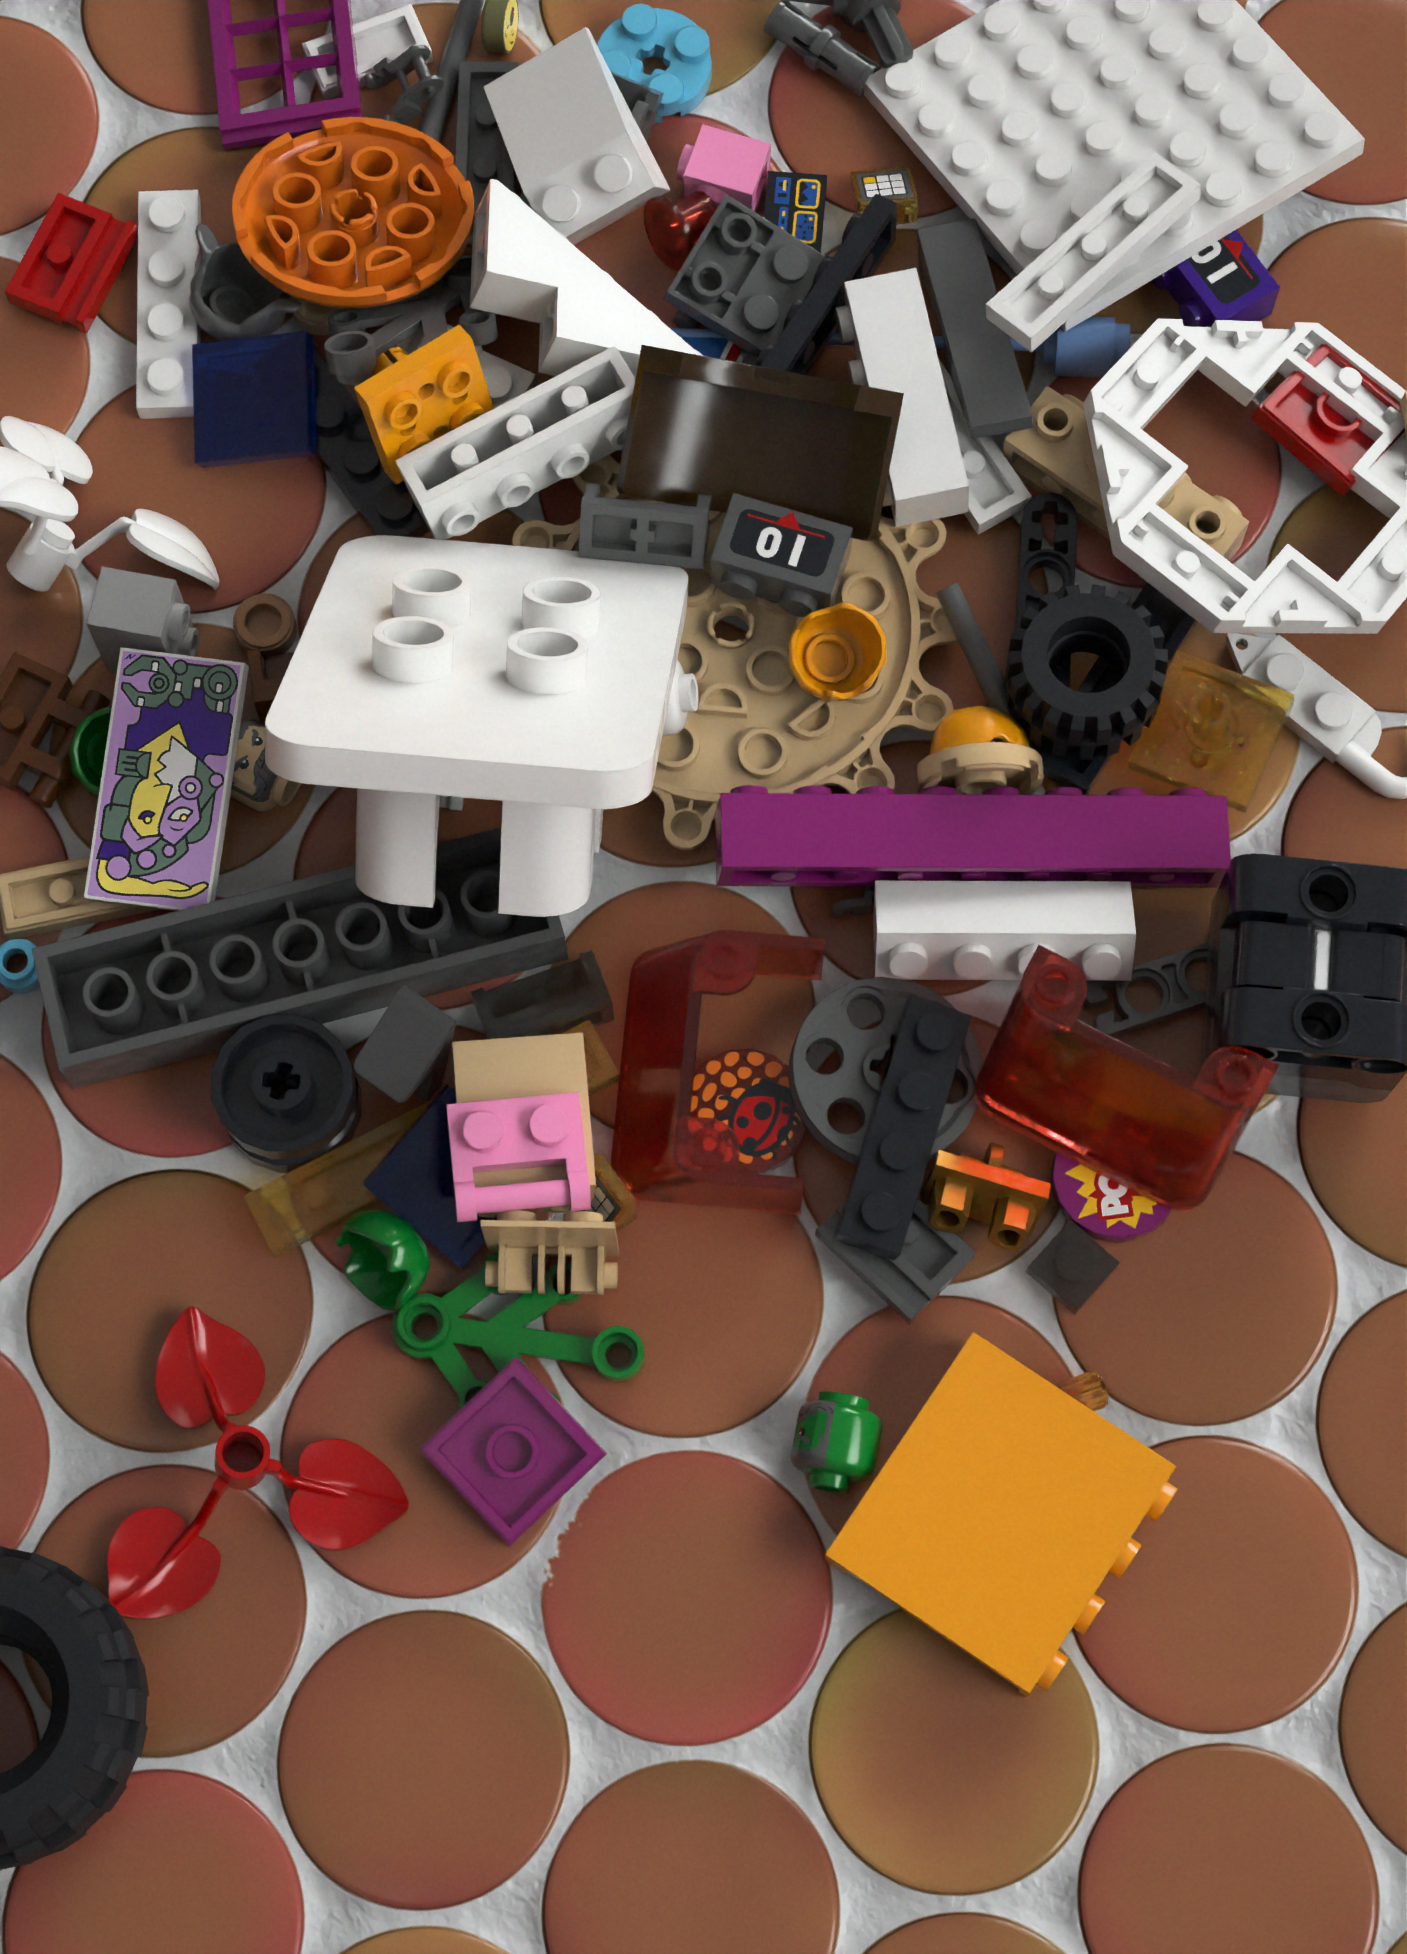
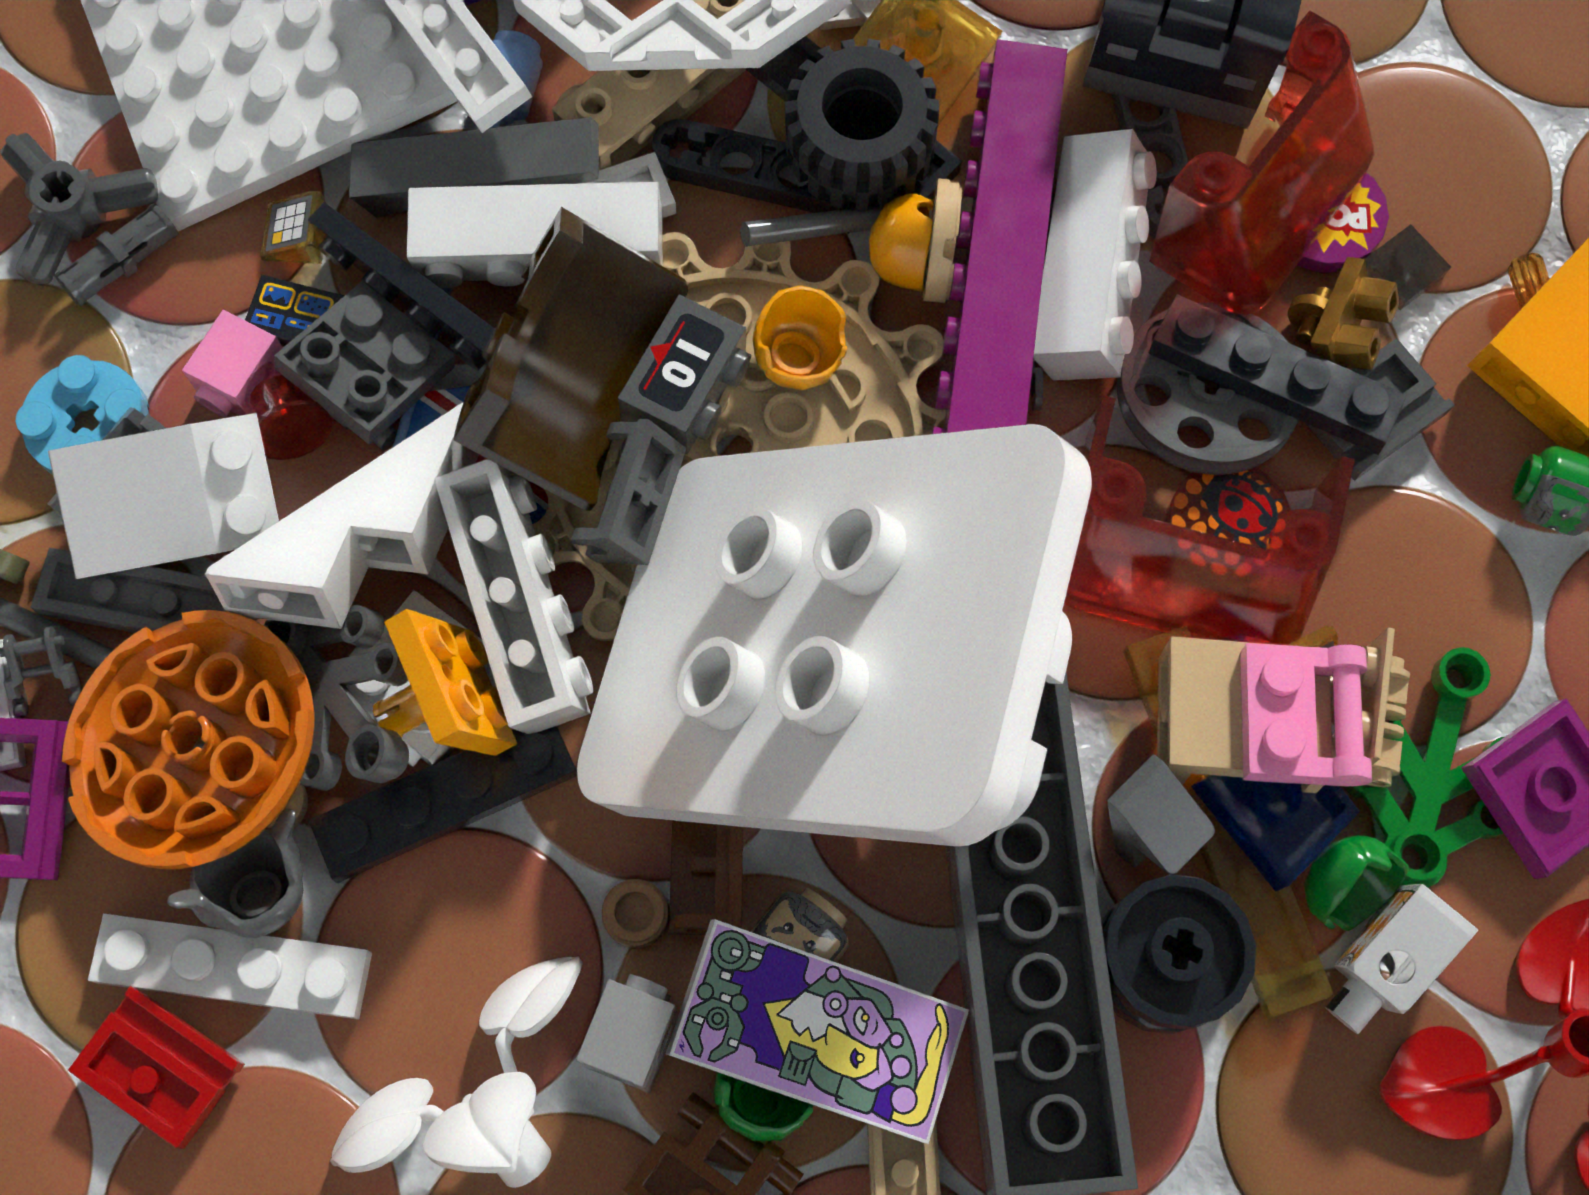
camera: 85 degrees left, 0 degrees up
(254, 399) = (378, 883): clear blue tile -> none
(318, 1302) = (1419, 937): none -> white torso
(546, 1001) = (1106, 691): clear smoke hinge -> none

